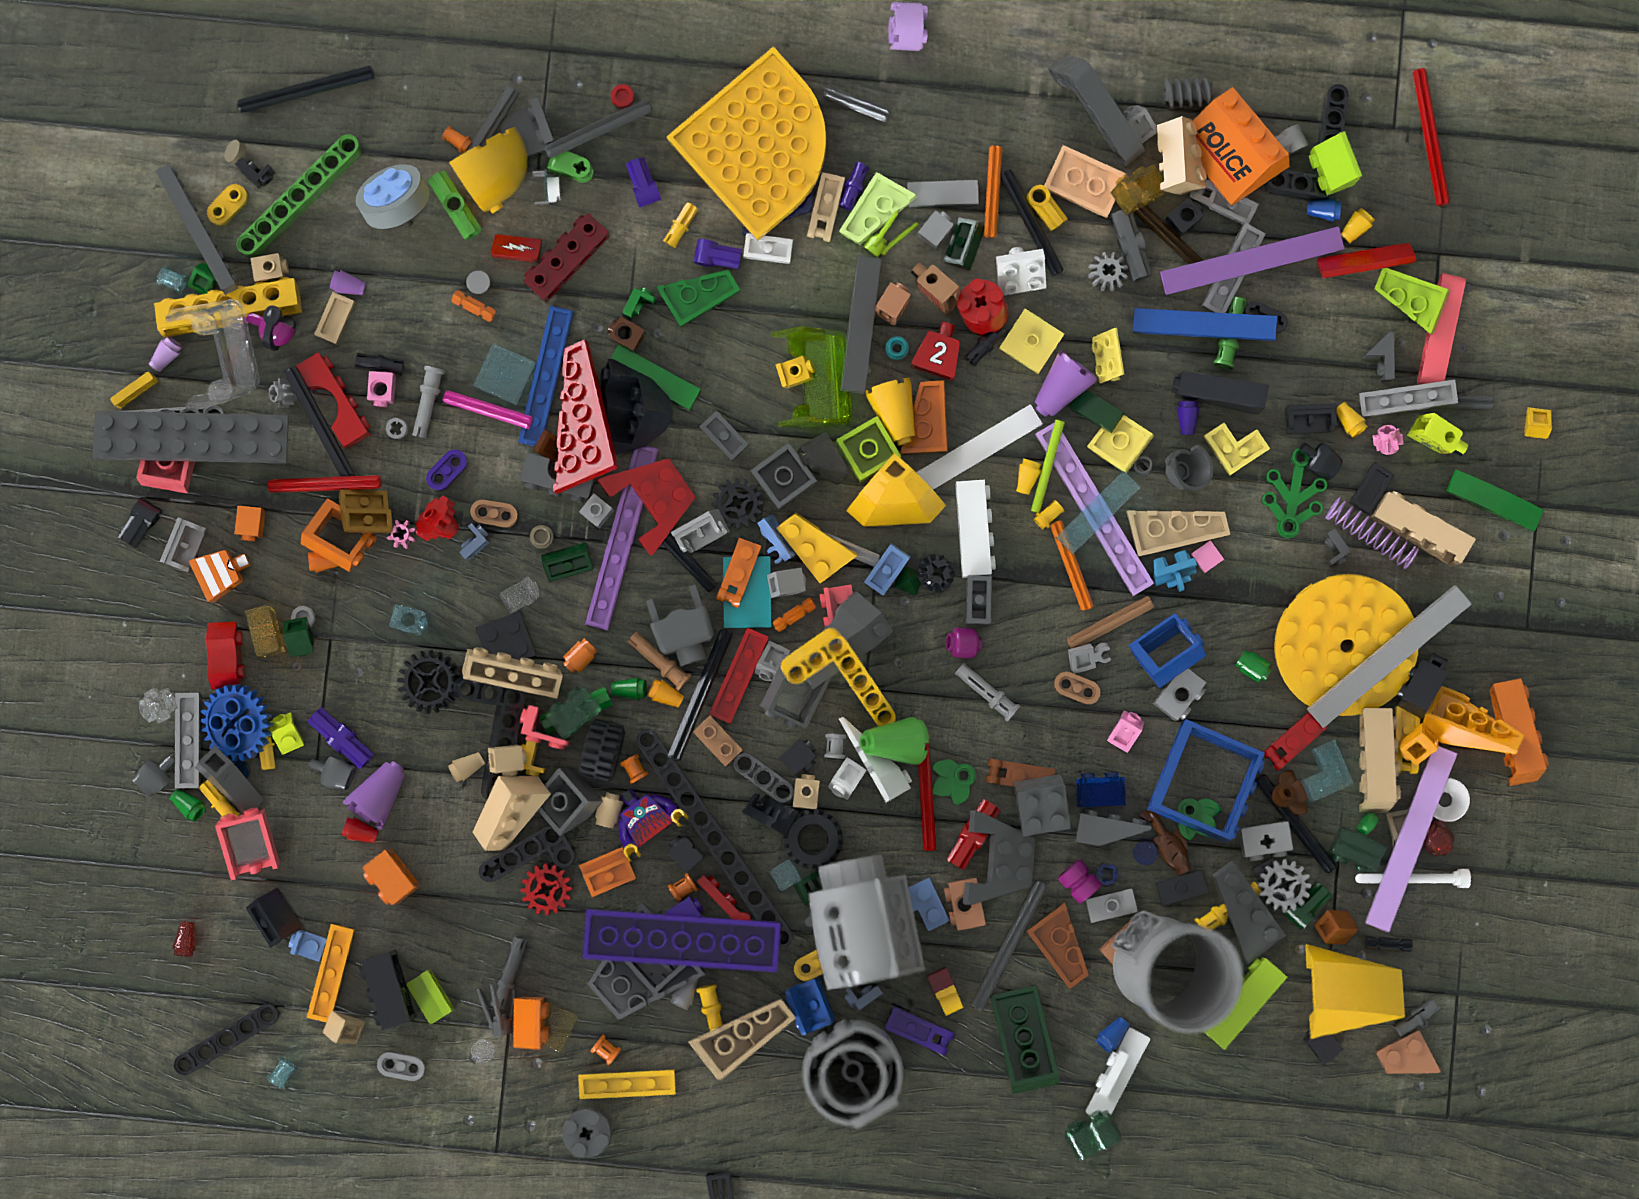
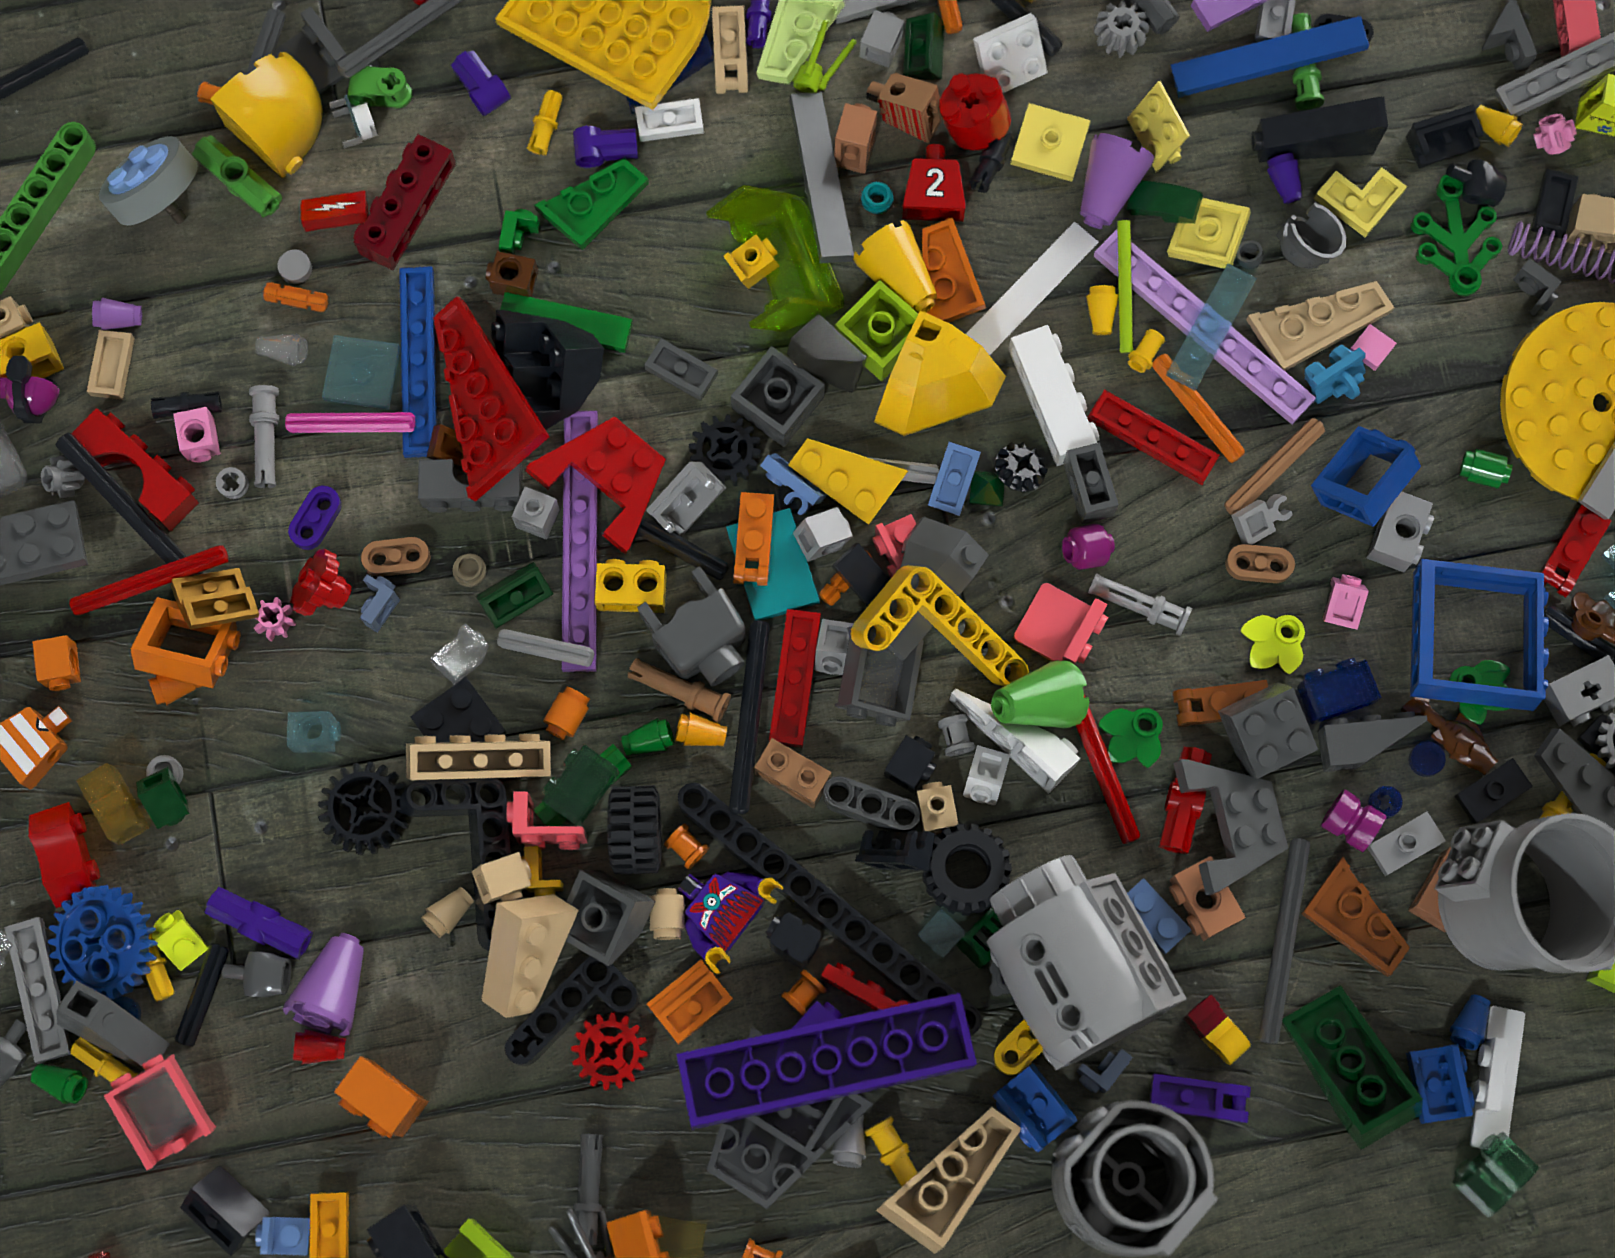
camera: 20 degrees left, 10 degrees down
(292, 774) = (201, 995): none -> black axle
(456, 342) = (283, 348): none -> clear cone
(578, 607) = (545, 647): none -> light grey axle
(644, 586) = (629, 595): none -> yellow brick
(804, 619) = (861, 573): none -> black tile
(927, 692) = (1060, 625): none -> coral bracket
(1034, 577) = (1153, 437): none -> red tile
(1066, 746) = (1270, 644): none -> neon yellow plate
(1078, 1067) = (1441, 1083): none -> blue bracket

